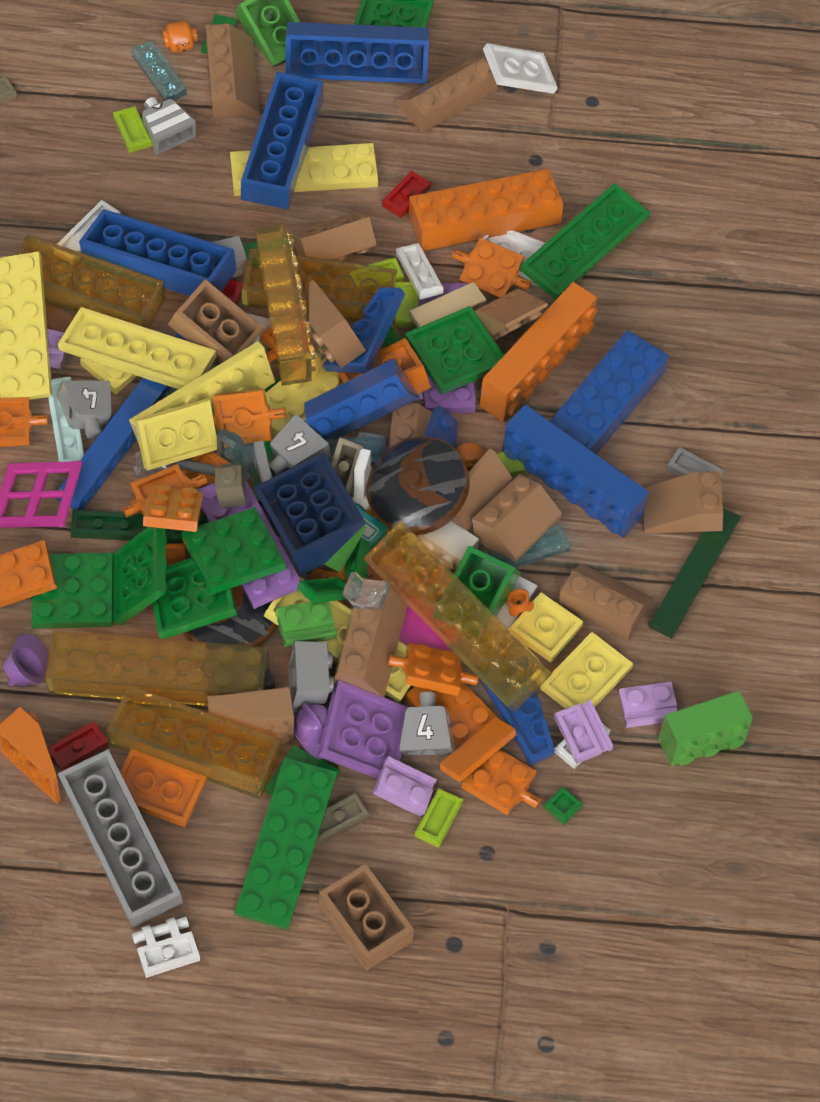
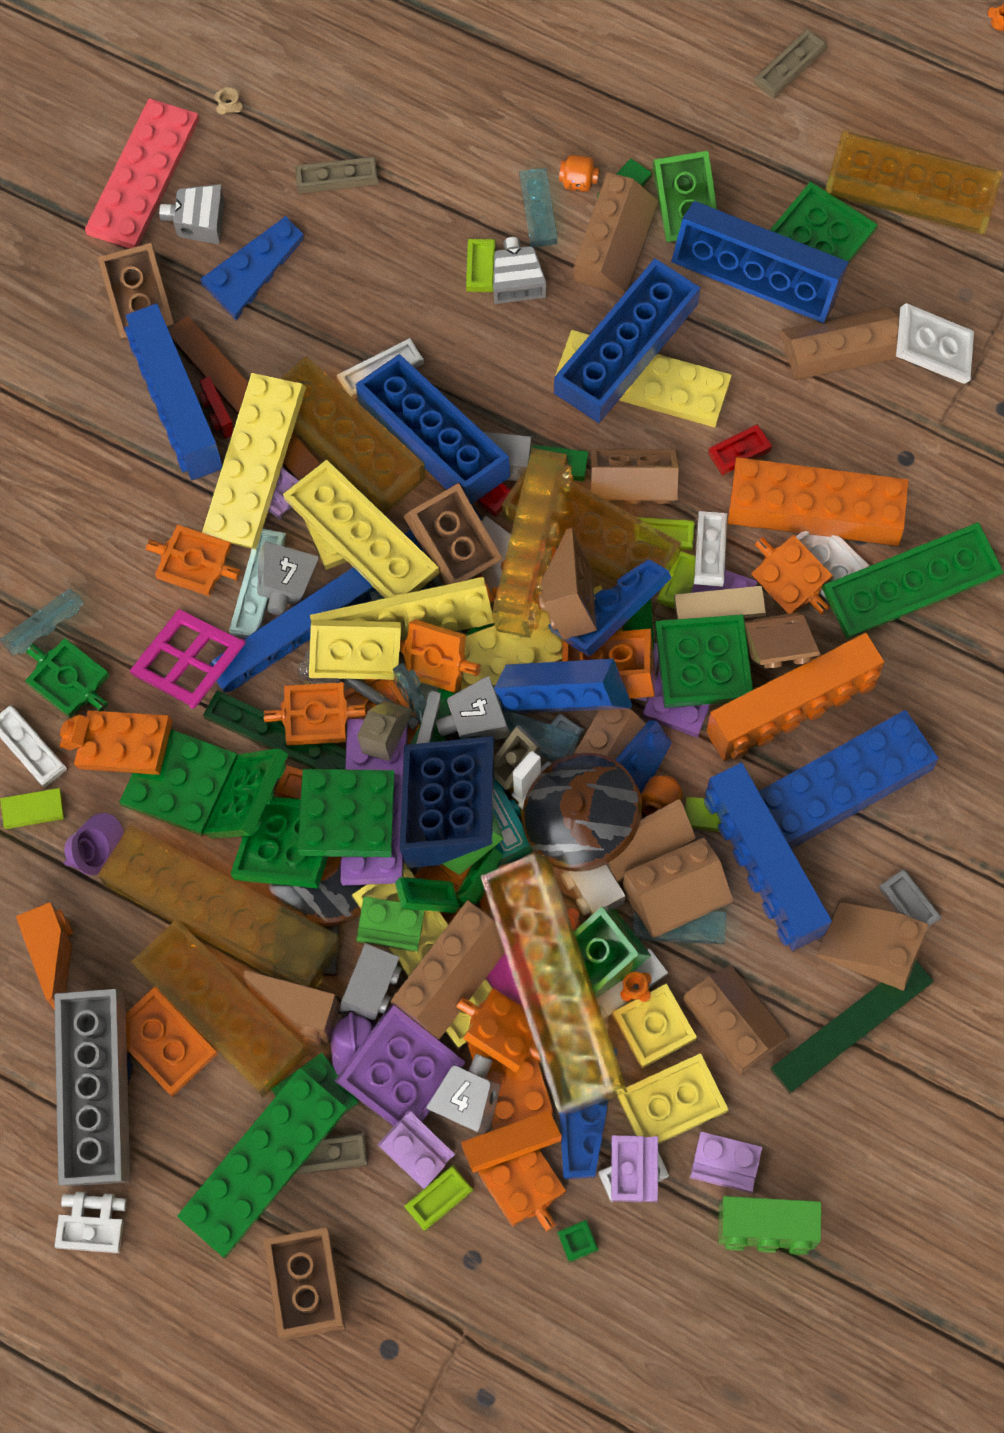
camera: 30 degrees right, 10 degrees up
(77, 746) = (102, 961): red plate -> none
(173, 508) = (305, 740): orange plate -> none
(365, 593) = (457, 923): clear bracket -> none

